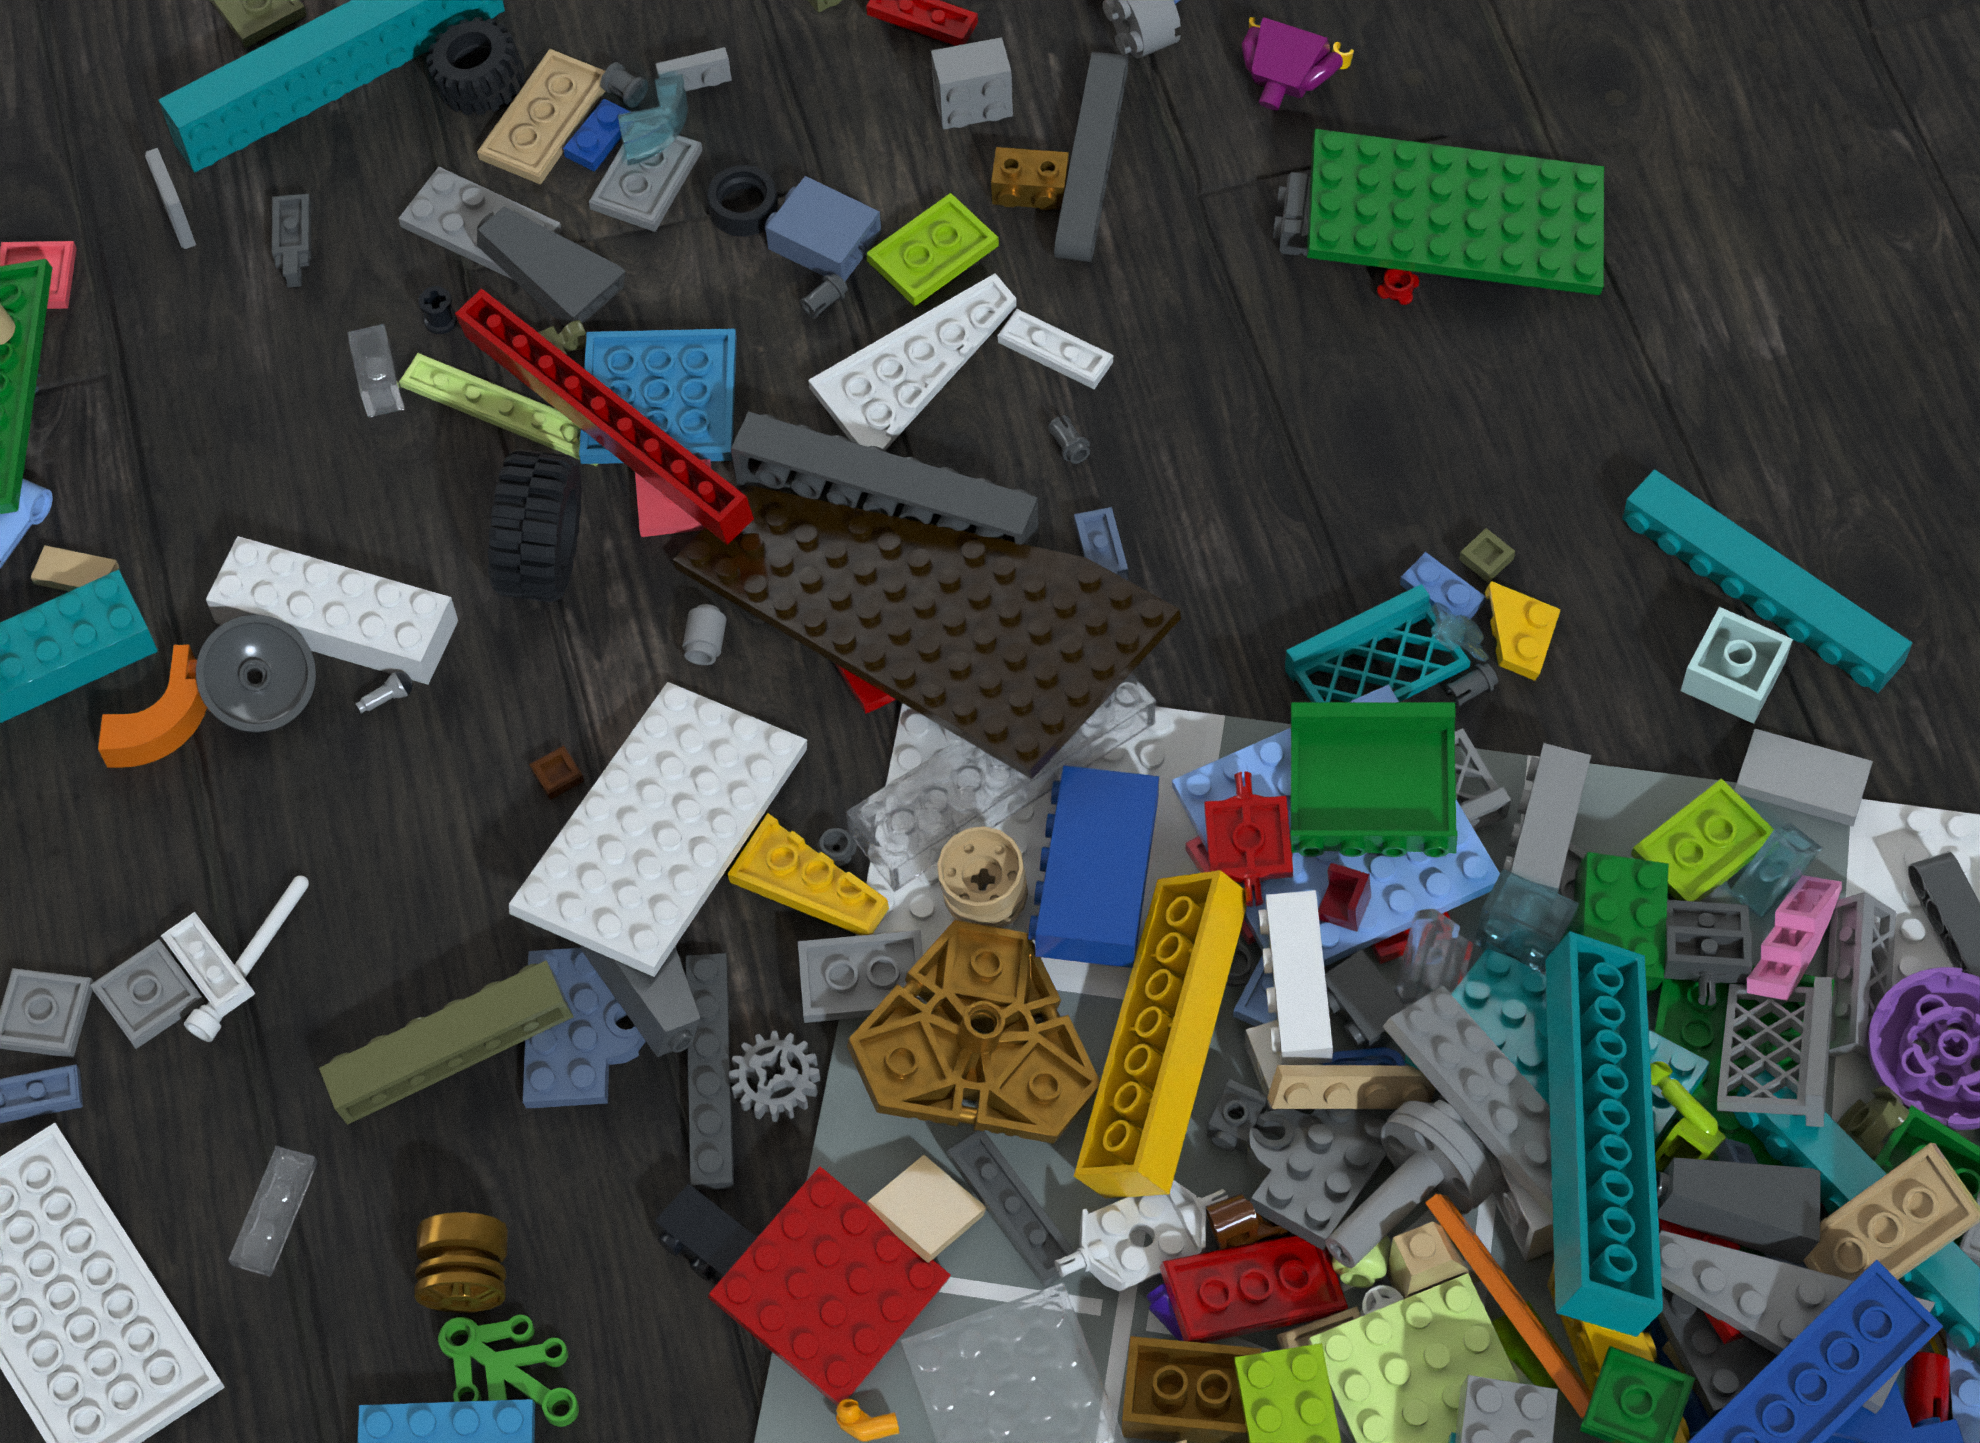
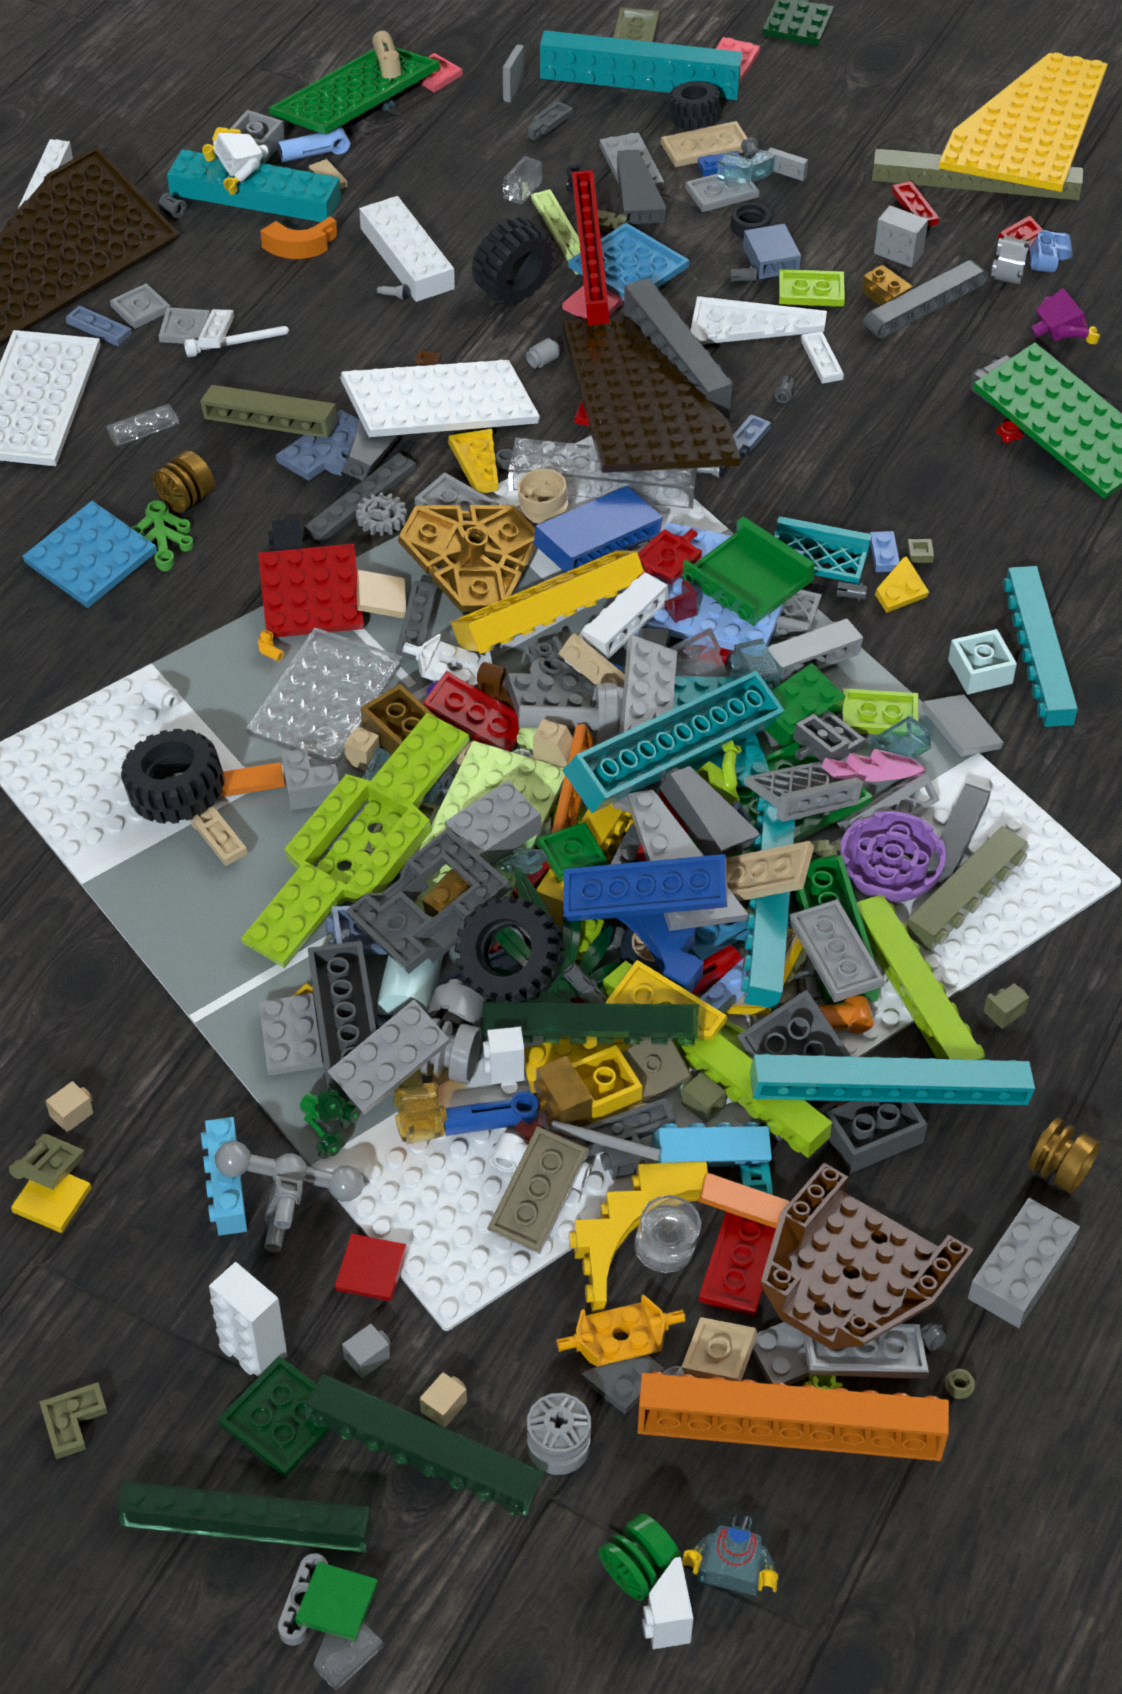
camera: 40 degrees right, 10 degrees down
(261, 646) = (347, 235): dark grey dish -> none
(1457, 631) = (865, 559): clear light blue plate -> none

